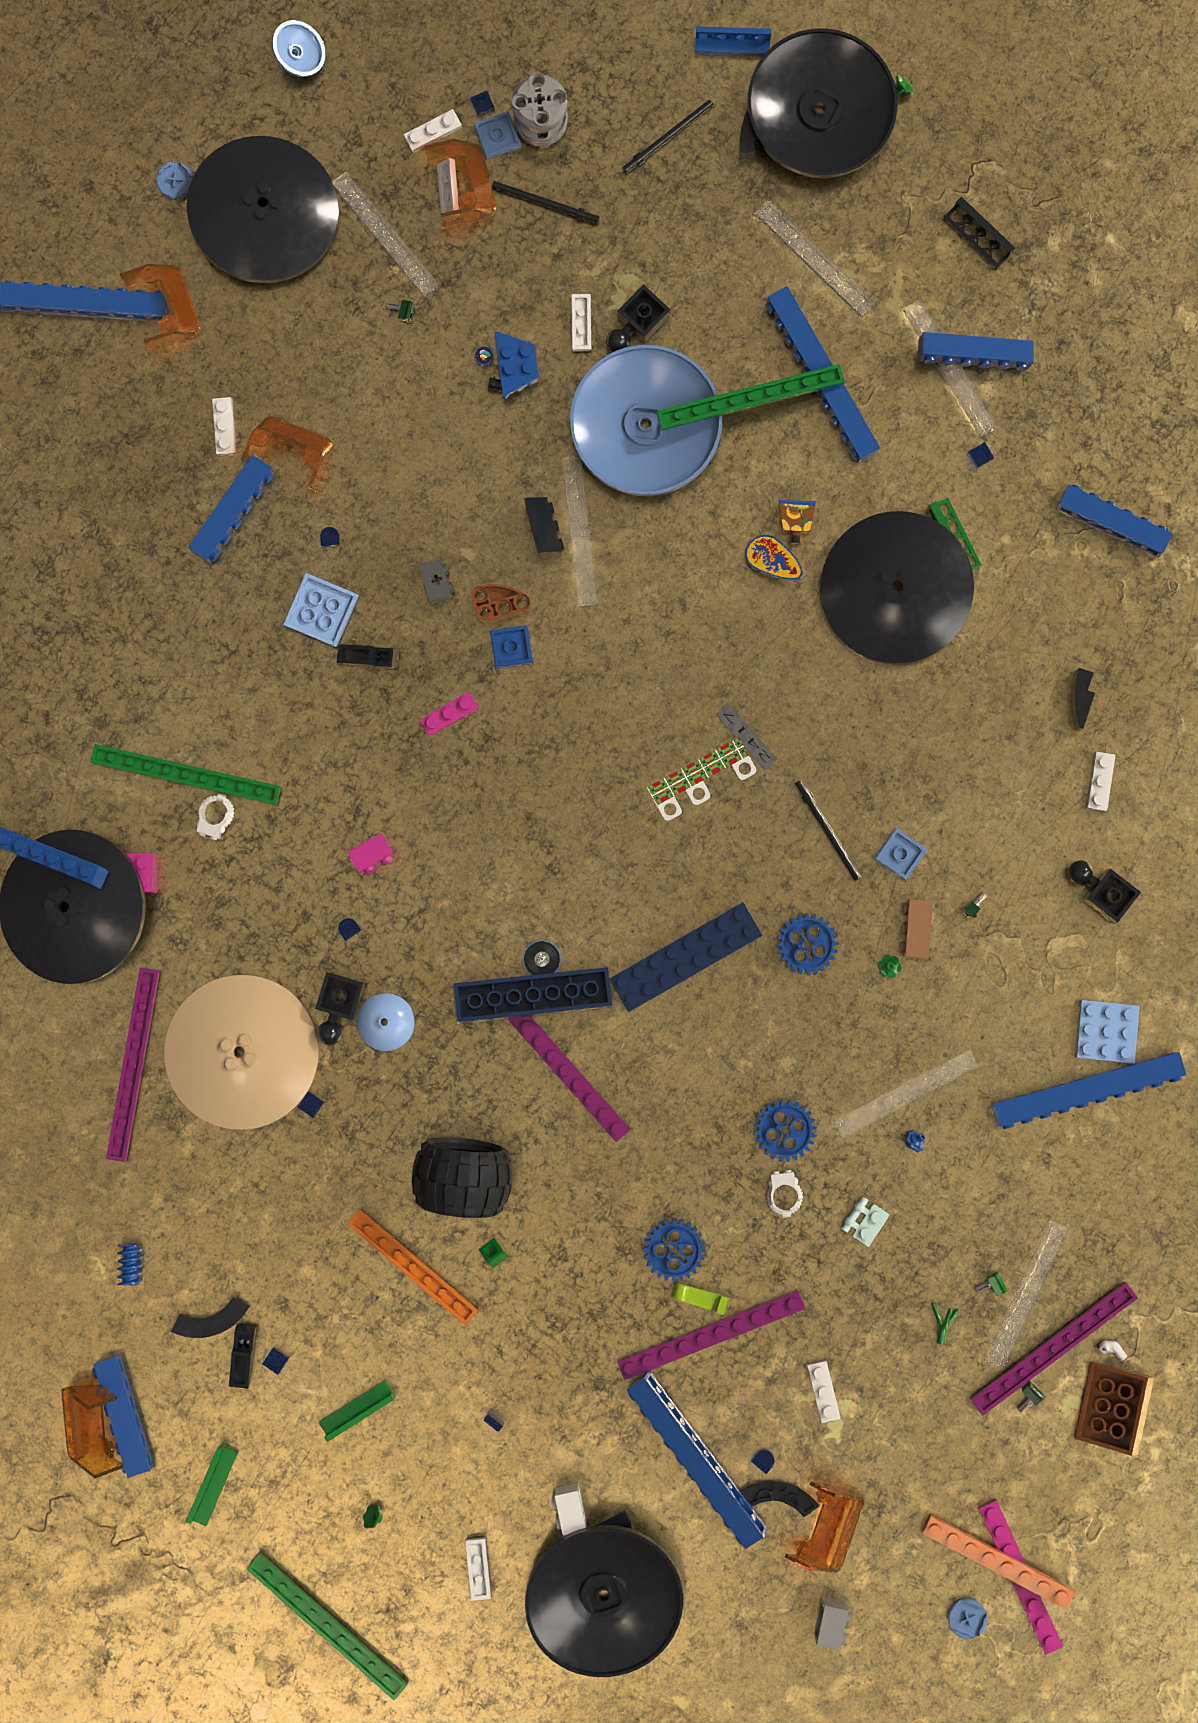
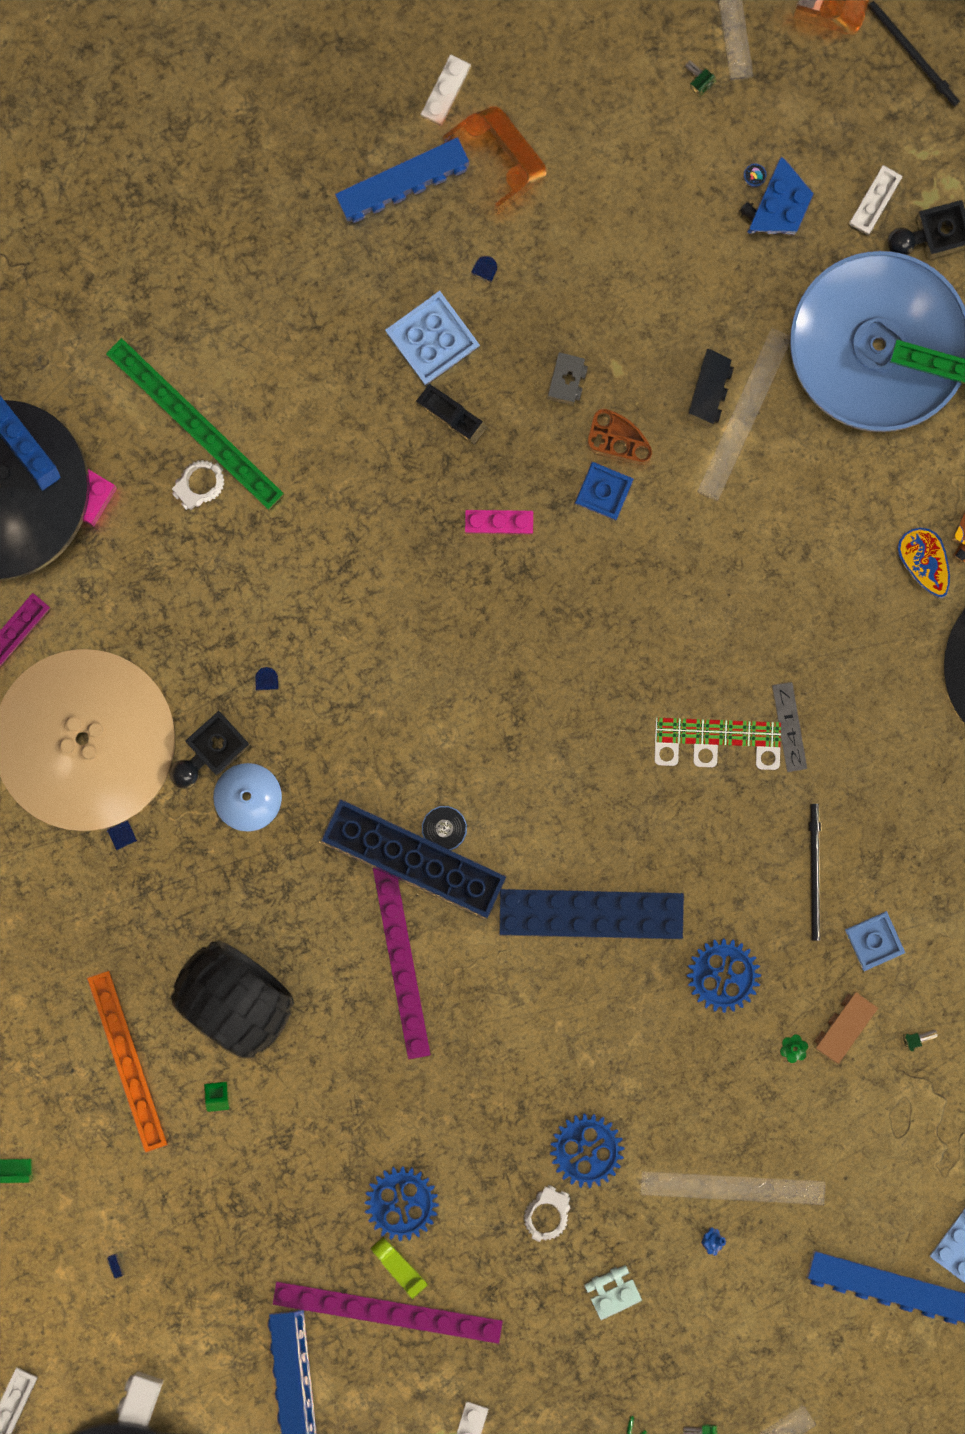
camera: 25 degrees right, 0 degrees up
(371, 855) = (335, 618): dark pink brick -> none

